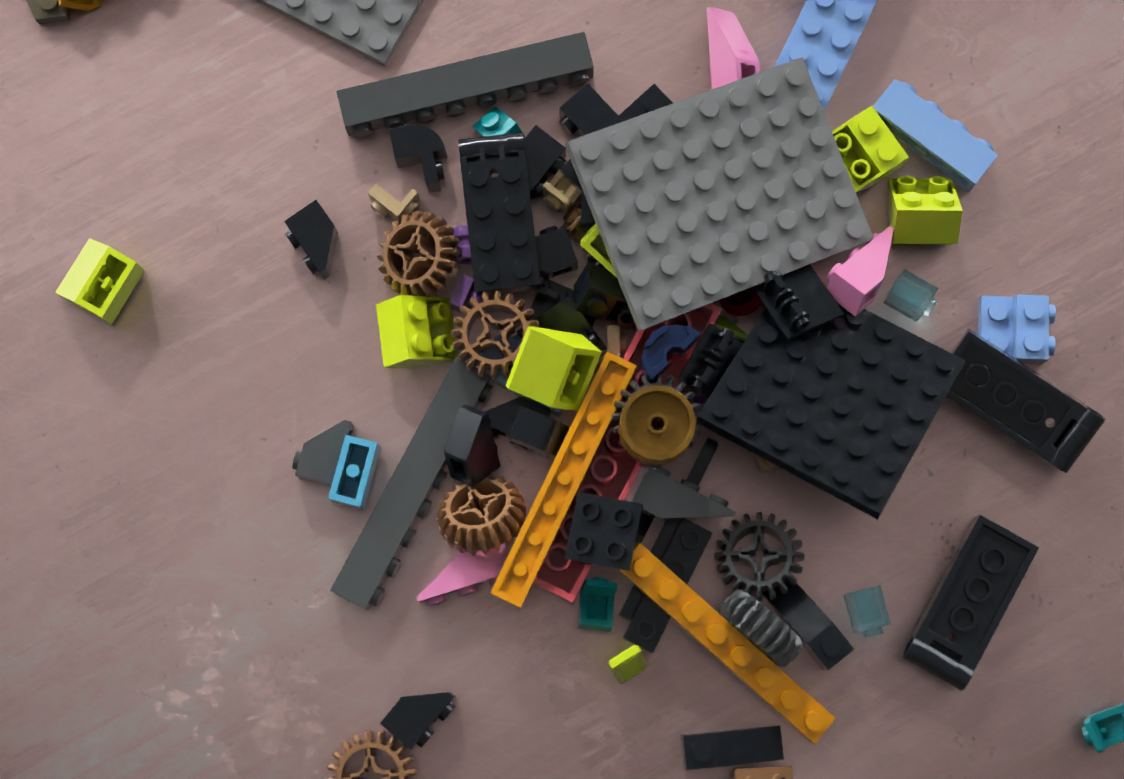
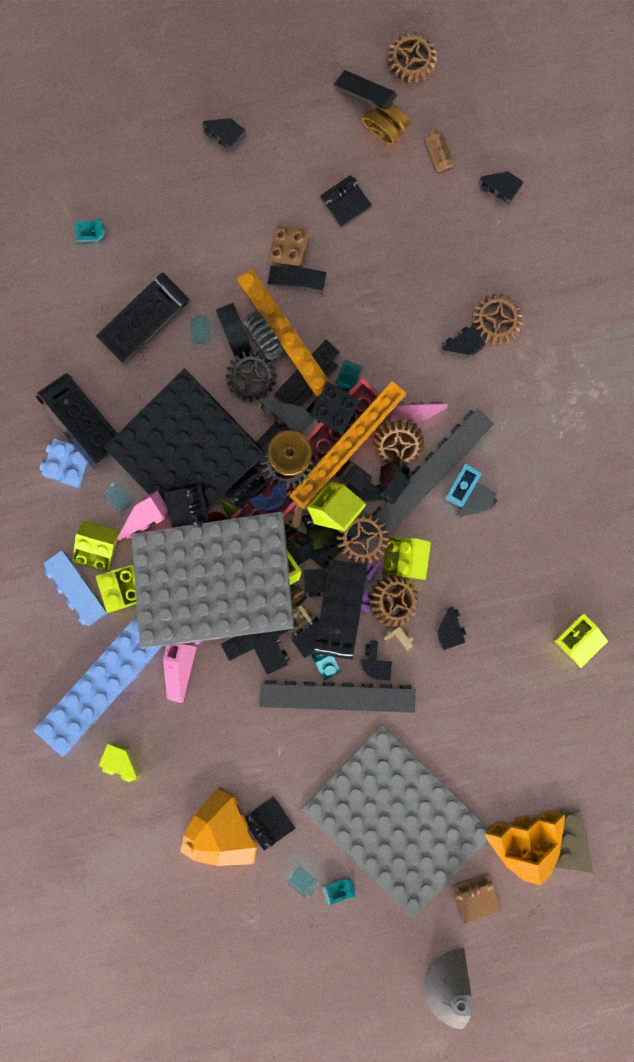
camera: 165 degrees left, 5 degrees up
(627, 664) = (341, 339): neon yellow slope -> none

